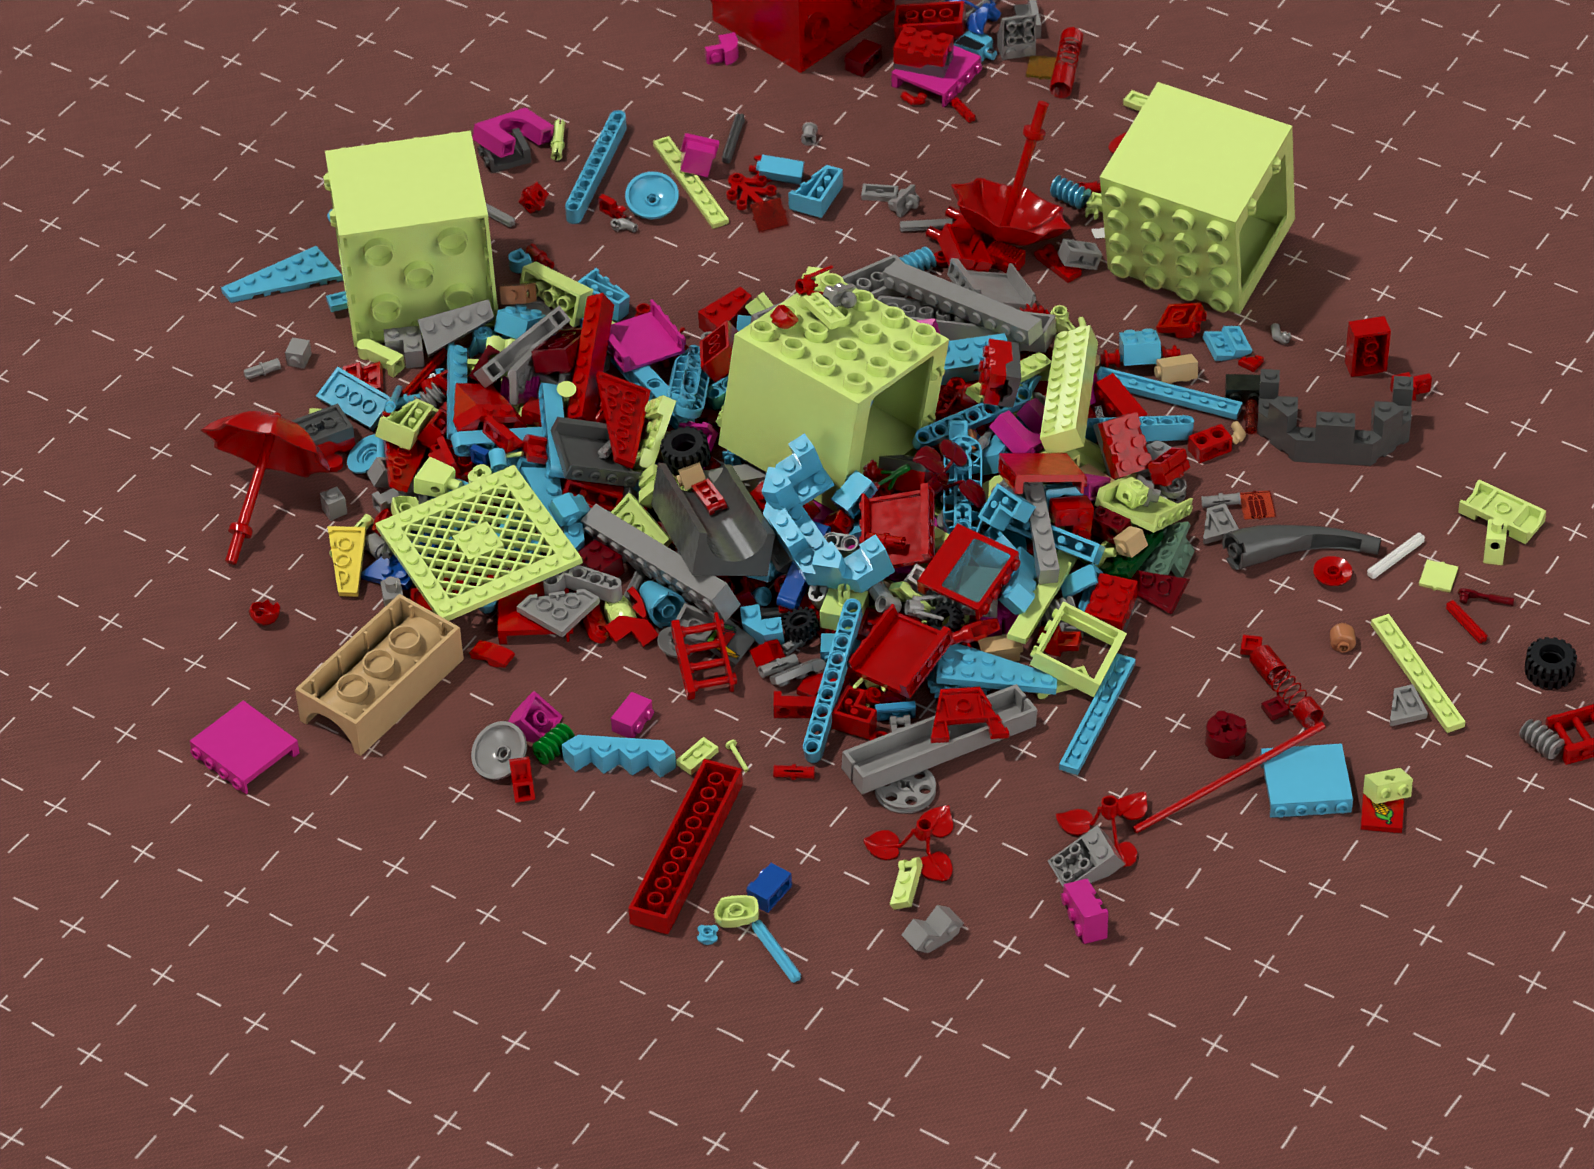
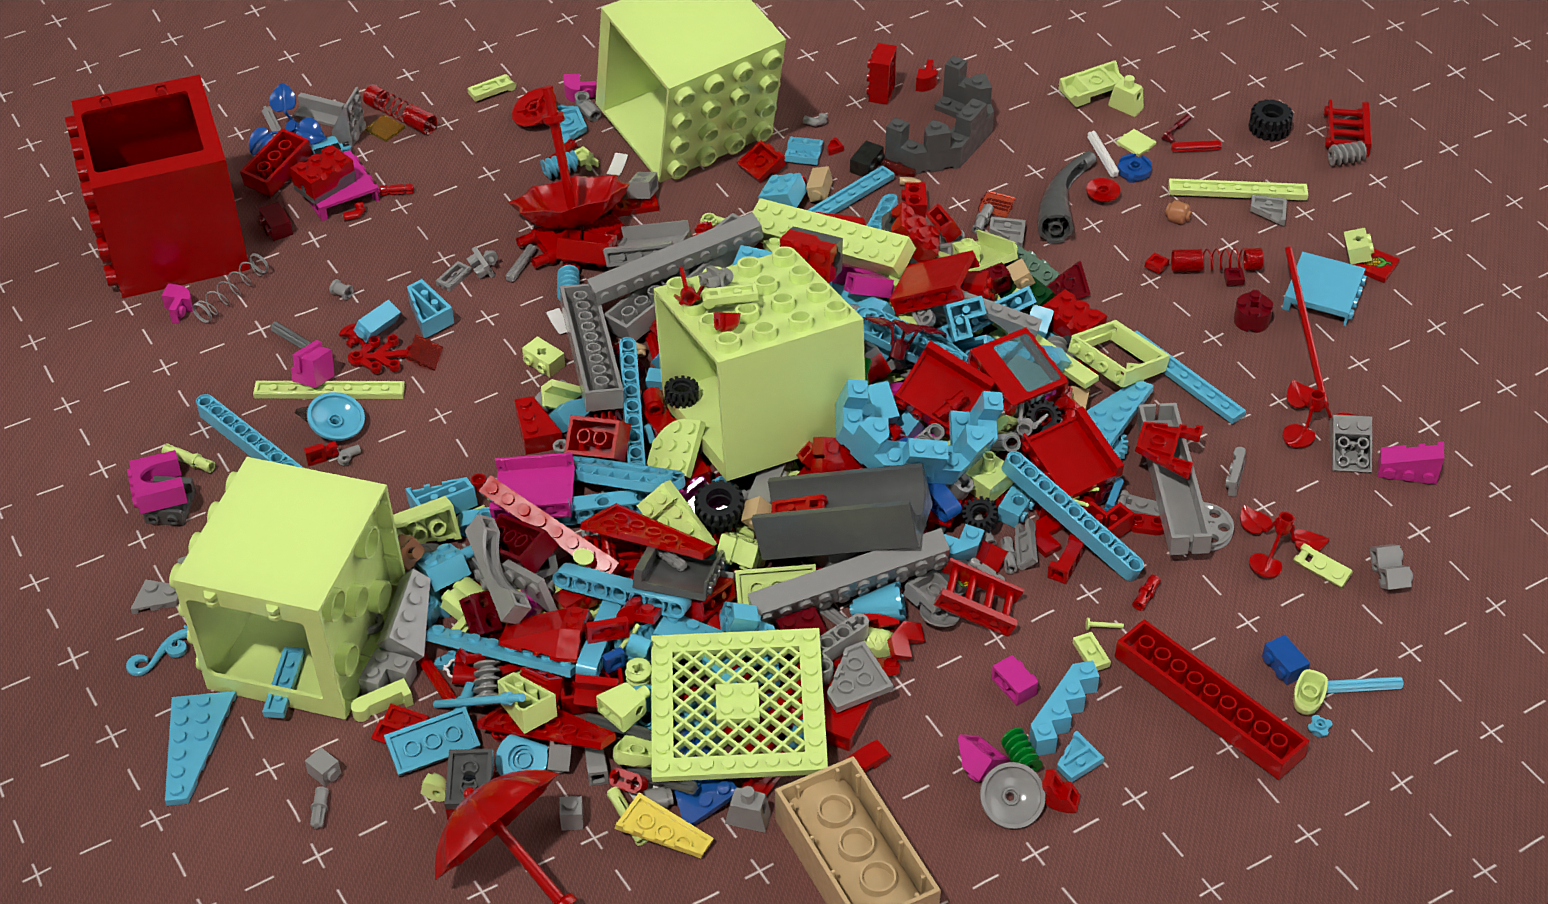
camera: 65 degrees left, 0 degrees up
(571, 784) = (1078, 758): none -> medium azure wing
(720, 70) = (207, 311): none -> light grey piece
(746, 653) = (974, 562): none -> light grey axle
(990, 787) = (1236, 471): none -> light grey hinge
(1390, 593) = (1134, 167): none -> blue plate

